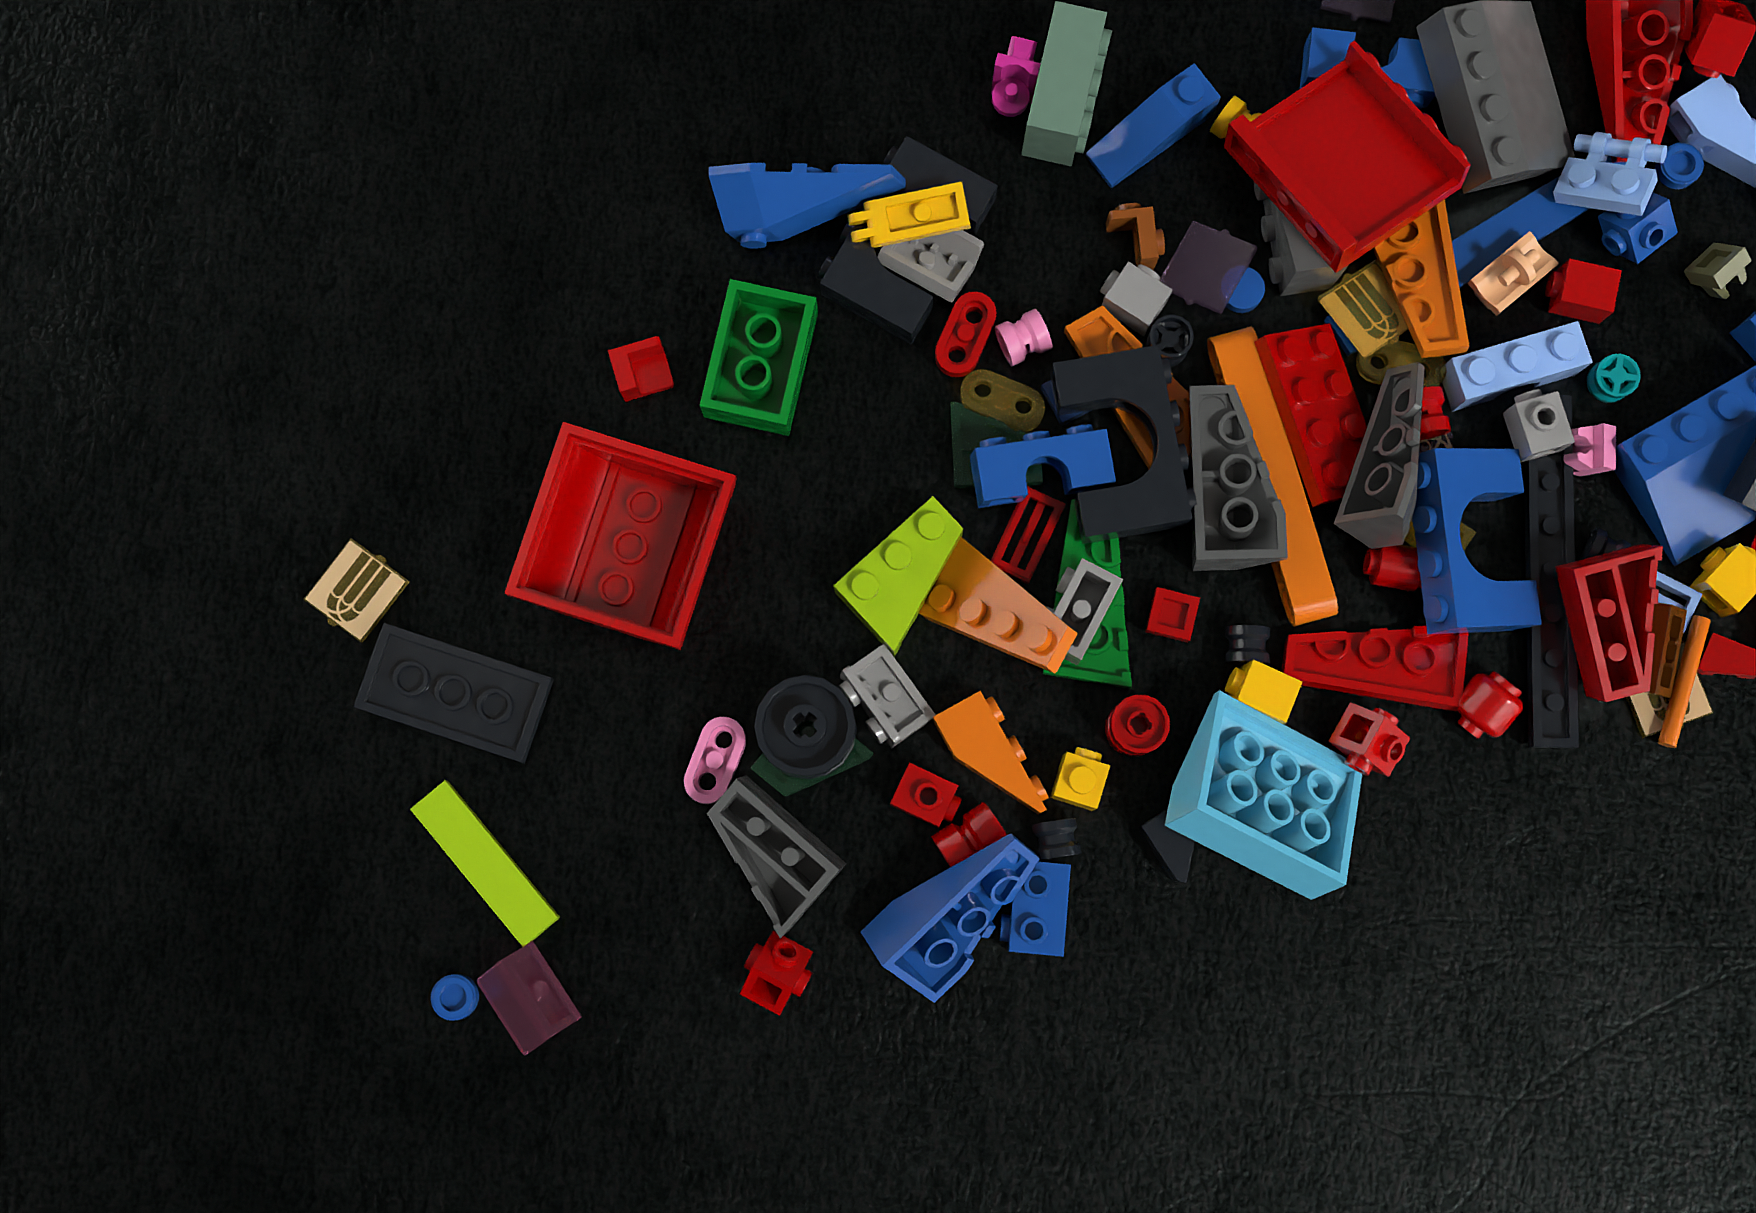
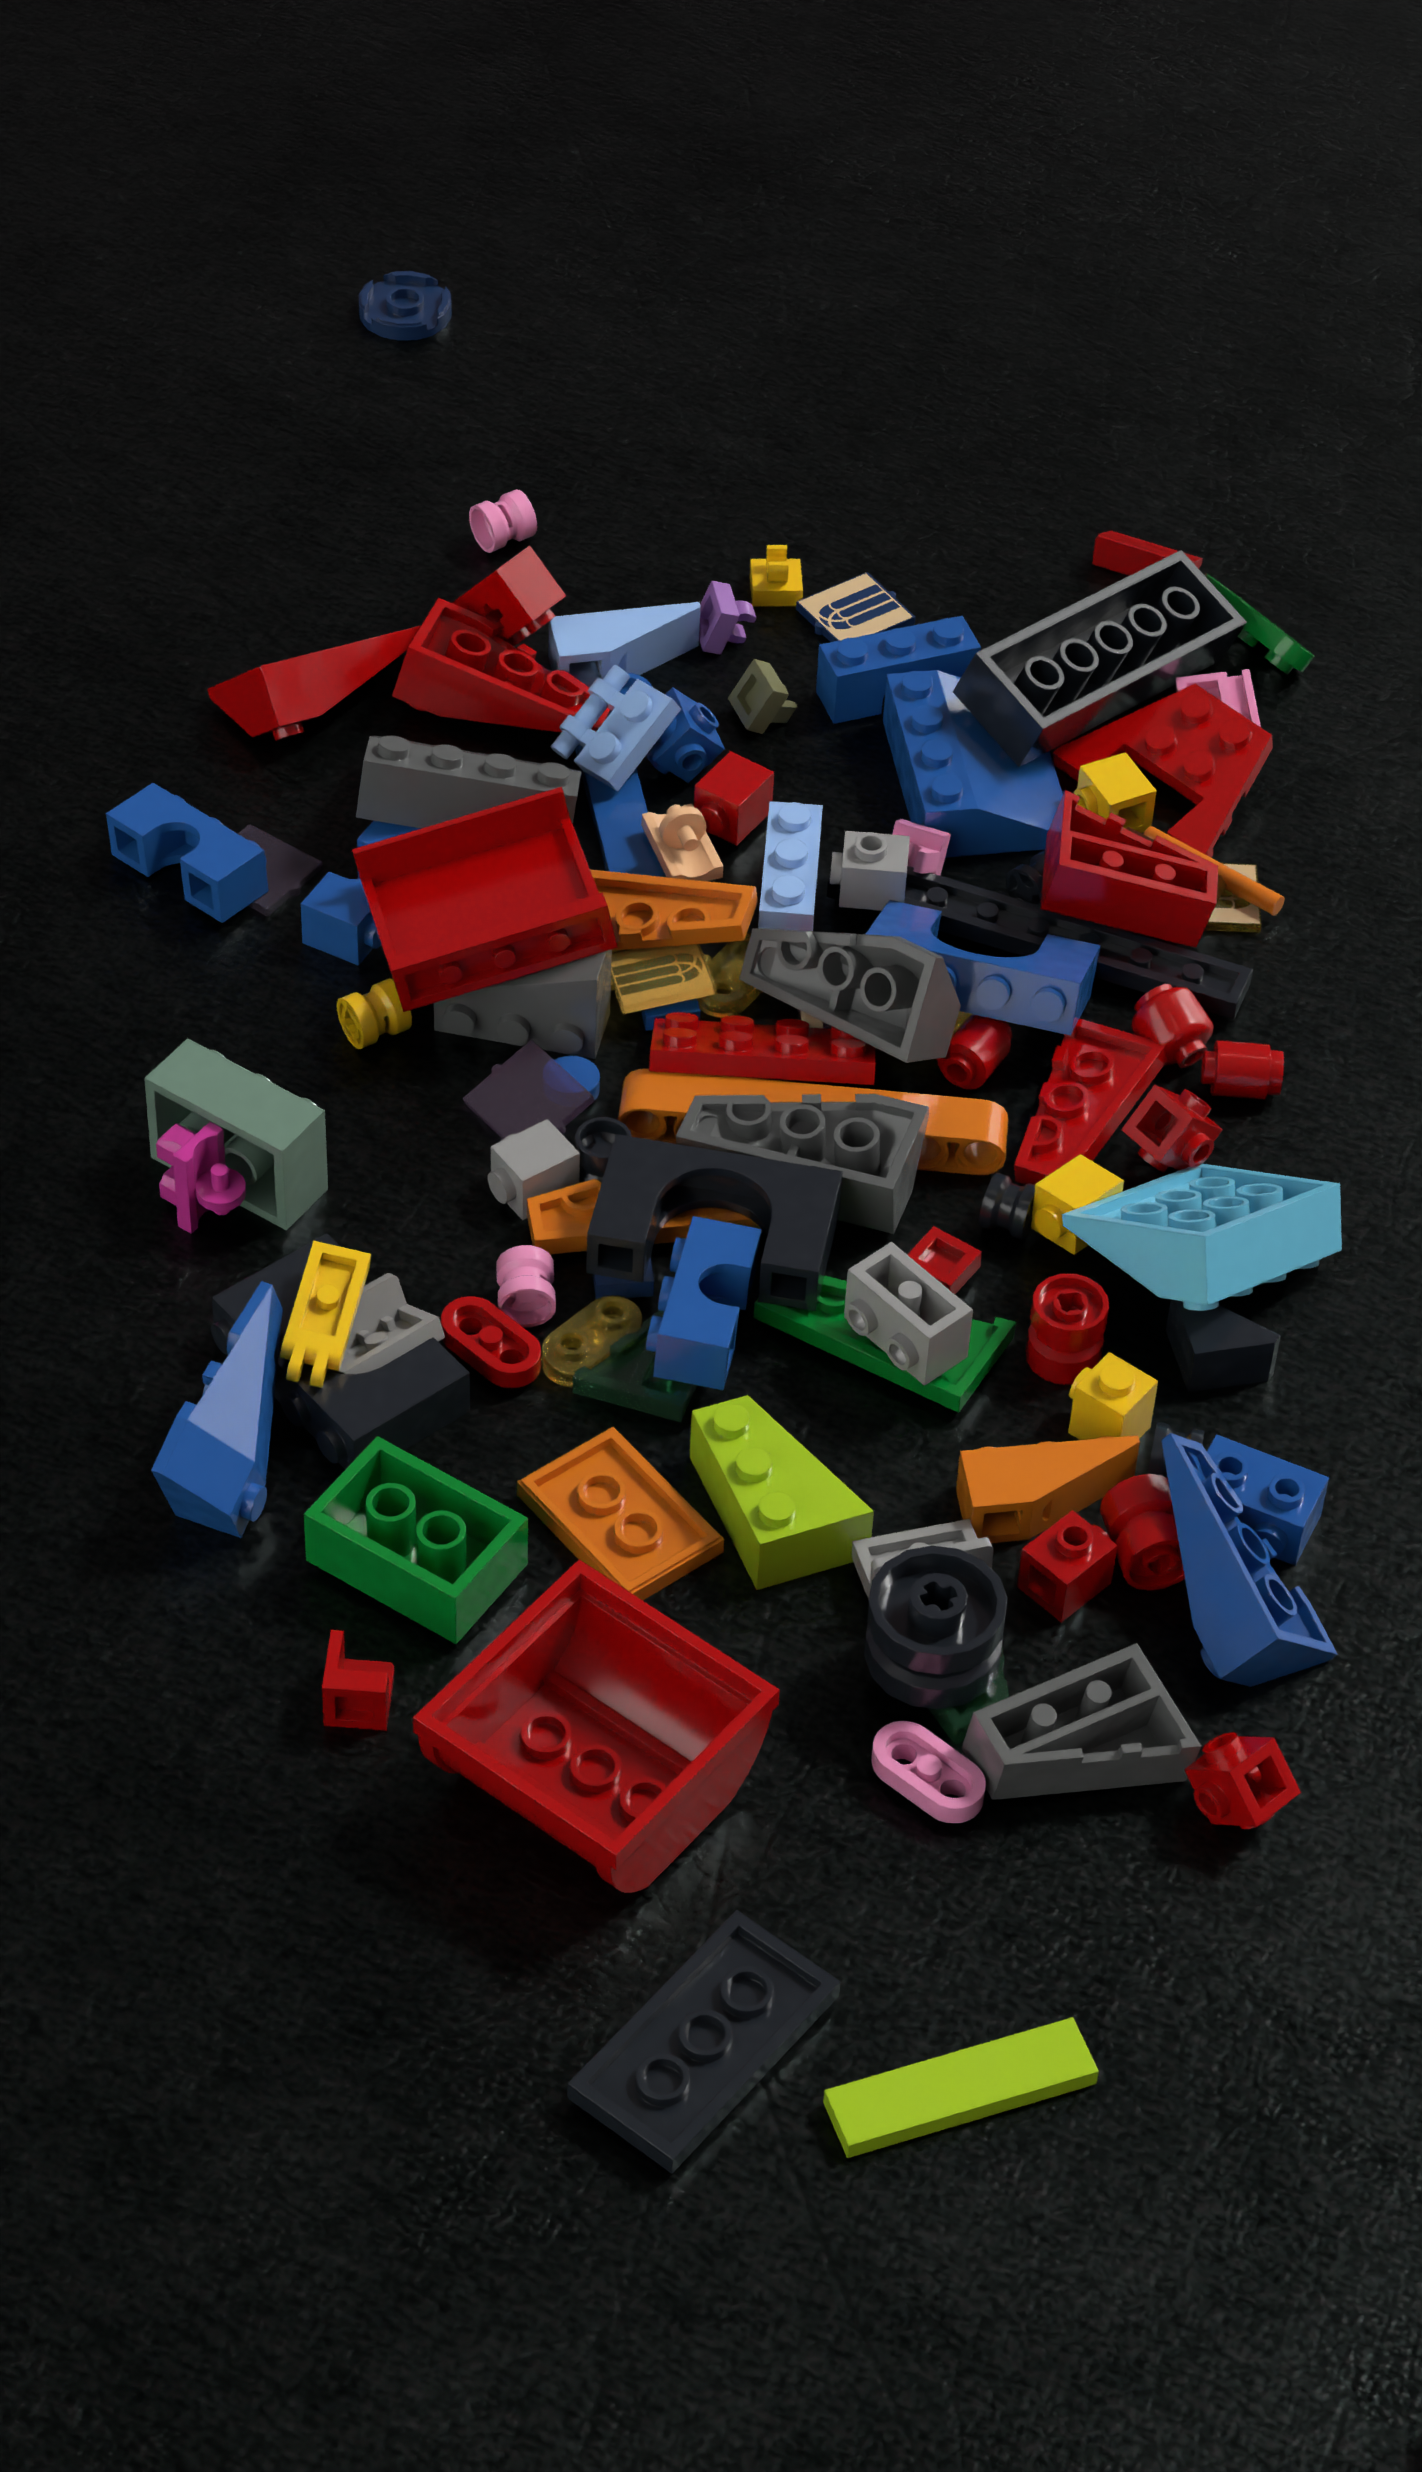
camera: 75 degrees left, 35 degrees down
(356, 590) = (497, 2125): piece -> none
(454, 997) = (1138, 2186): blue tile -> none
(528, 998) = (1176, 2095): clear pink panel -> none
(854, 480) = (620, 1515): none -> orange tile
(995, 610) = (876, 1384): orange wing -> none
(1011, 568) = (768, 1378): red tile -> none
(1147, 239) = (456, 1139): dark orange bracket -> none
(1155, 125) = (328, 1075): blue slope -> none
(1466, 772) = (1243, 1070): none -> red brick
(1620, 371) = (843, 810): teal wheel -> none

